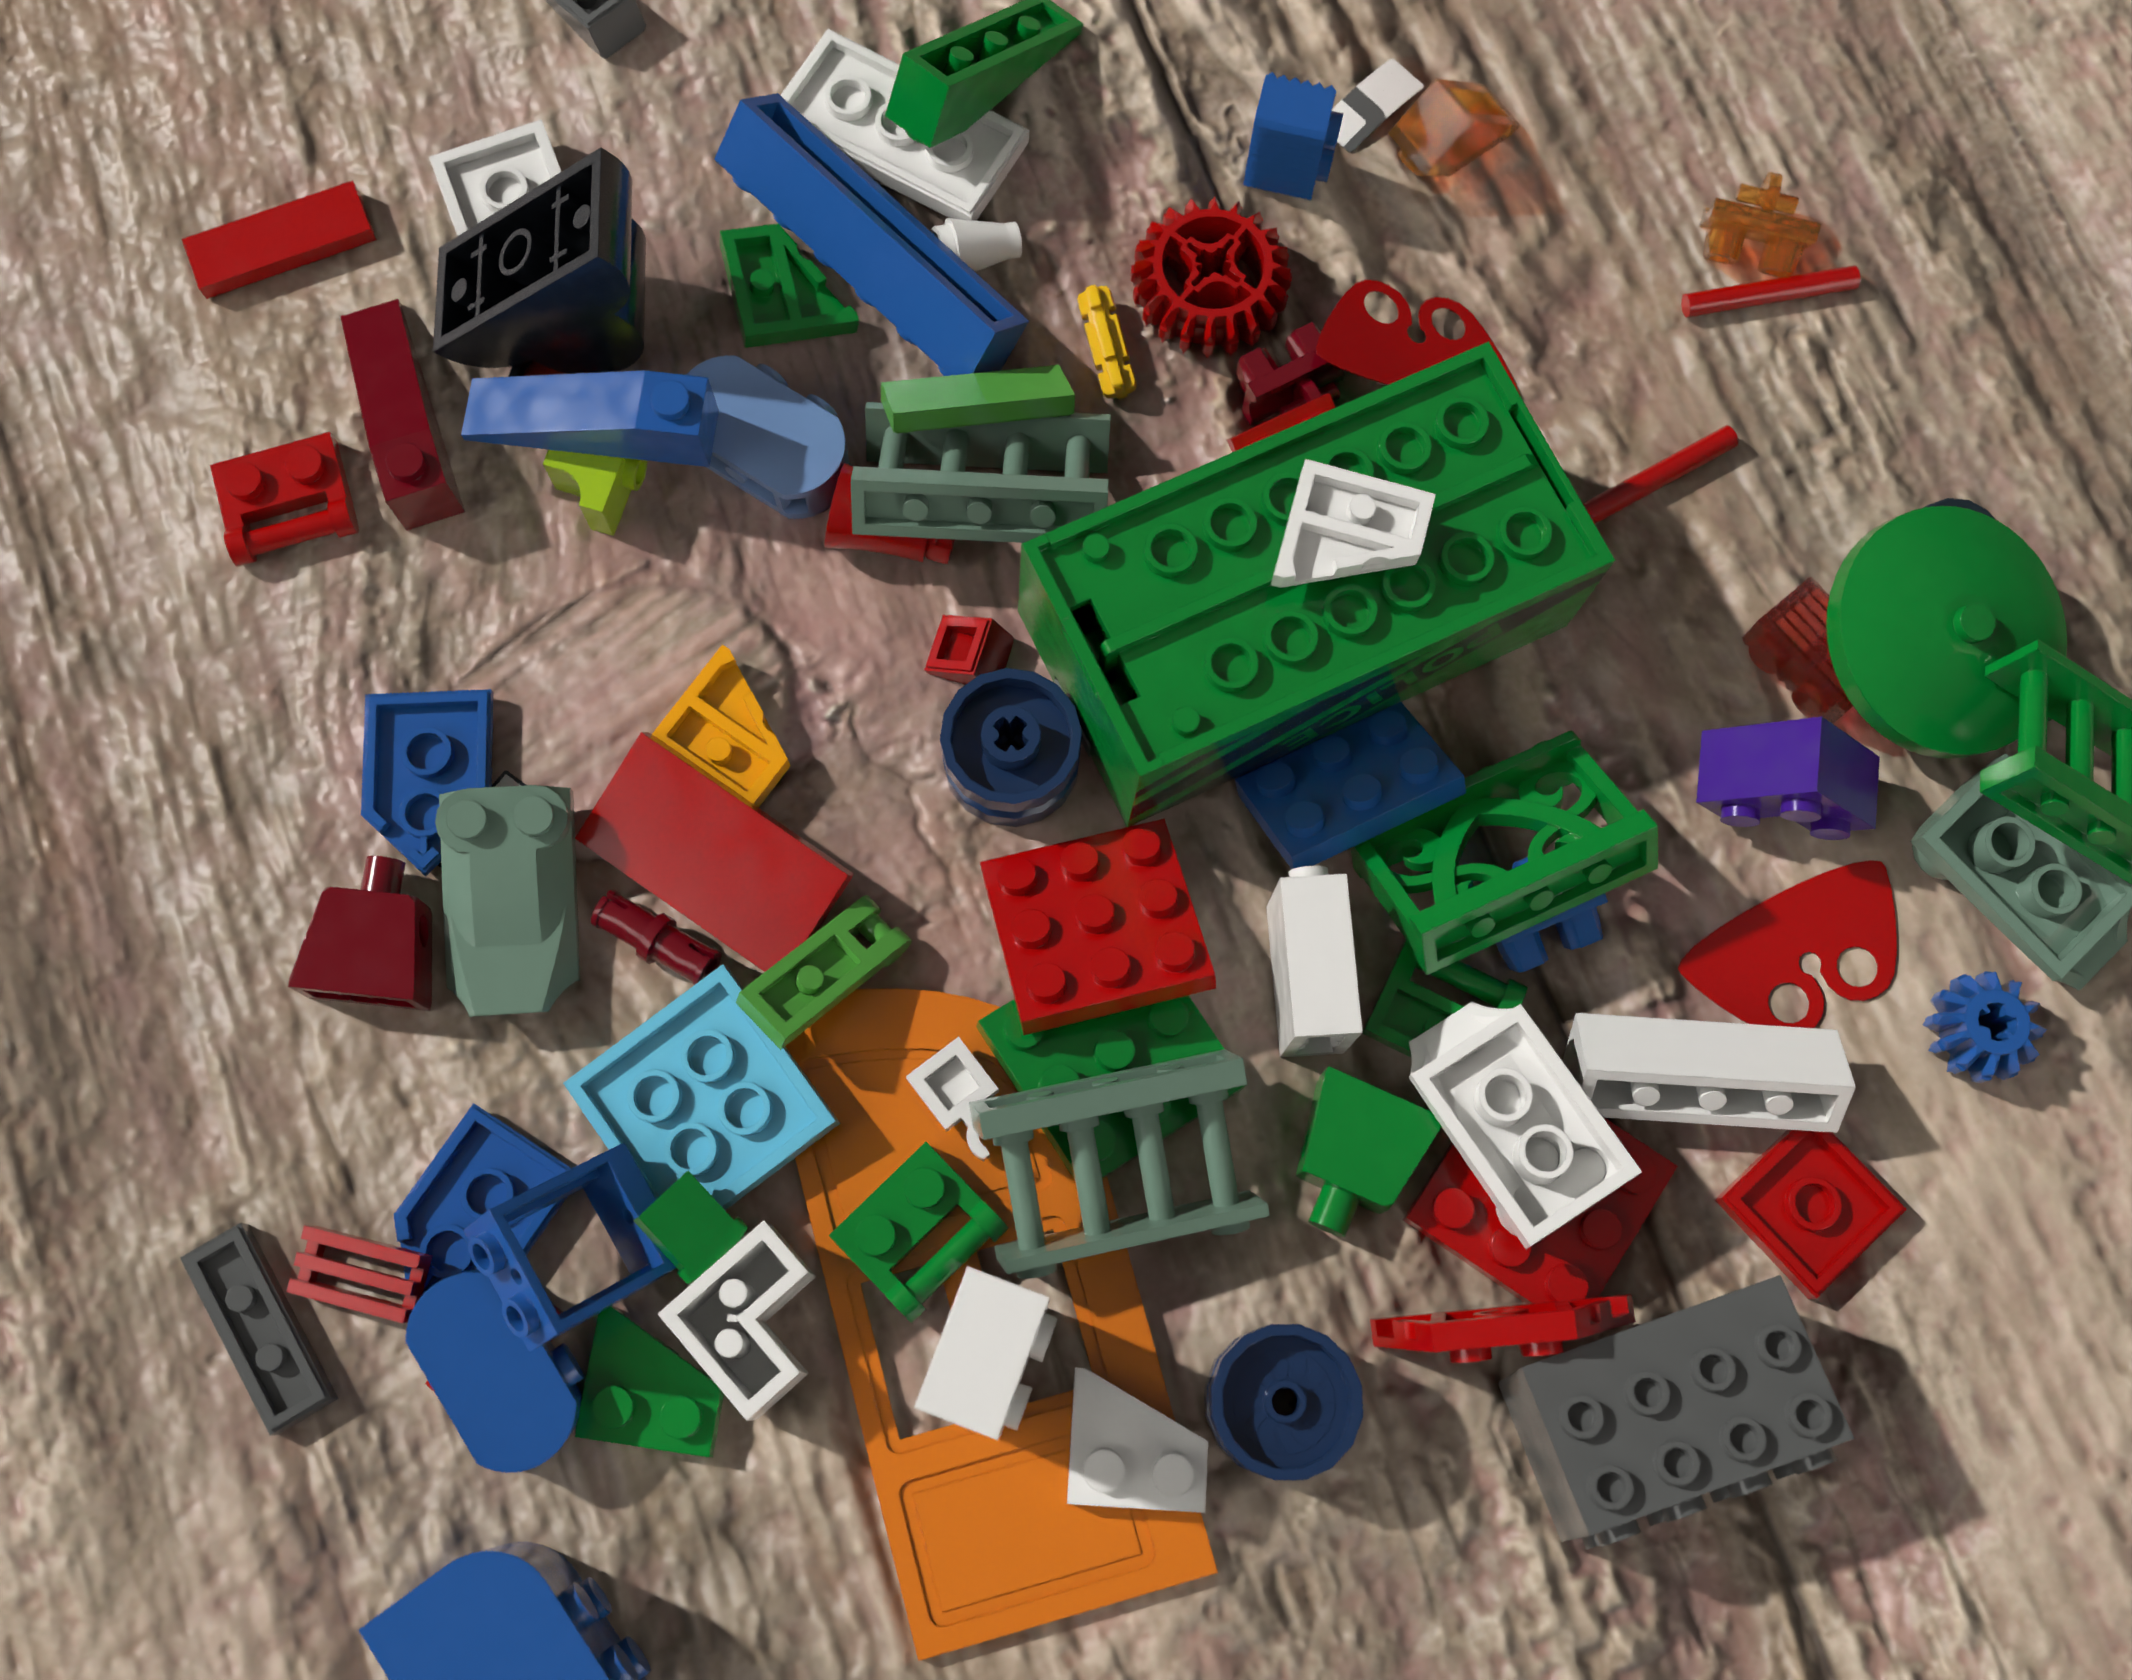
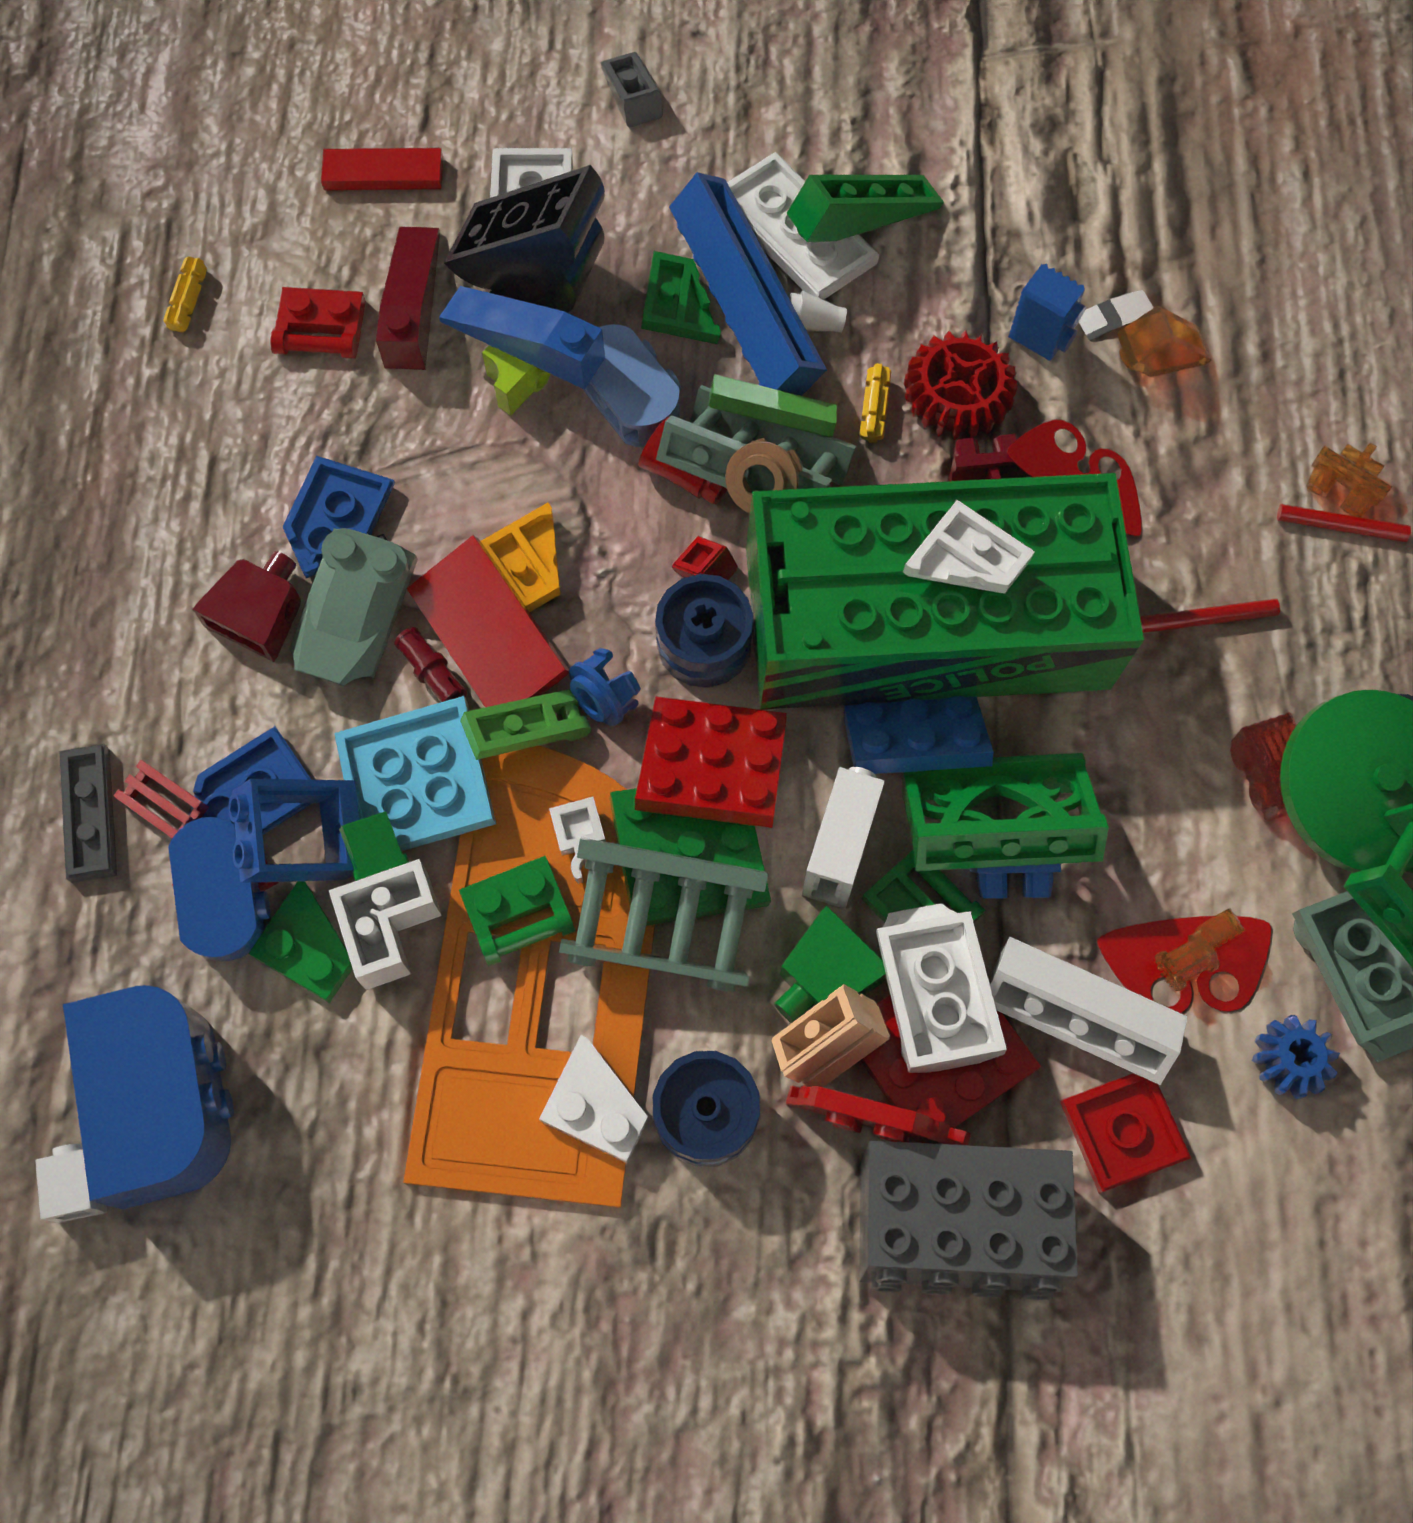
camera: 25 degrees right, 5 degrees down
(70, 525) = (185, 294): none -> yellow axle
(899, 892) = (597, 694): none -> blue piece
(985, 1354) = (522, 993): white brick -> none
(1004, 482) = (782, 464): none -> medium nougat piece
(1406, 1244) = (830, 1038): none -> light nougat brick
(1791, 771) = (1226, 834): dark purple brick -> none
(1814, 935) = (1199, 951): none -> clear orange connector

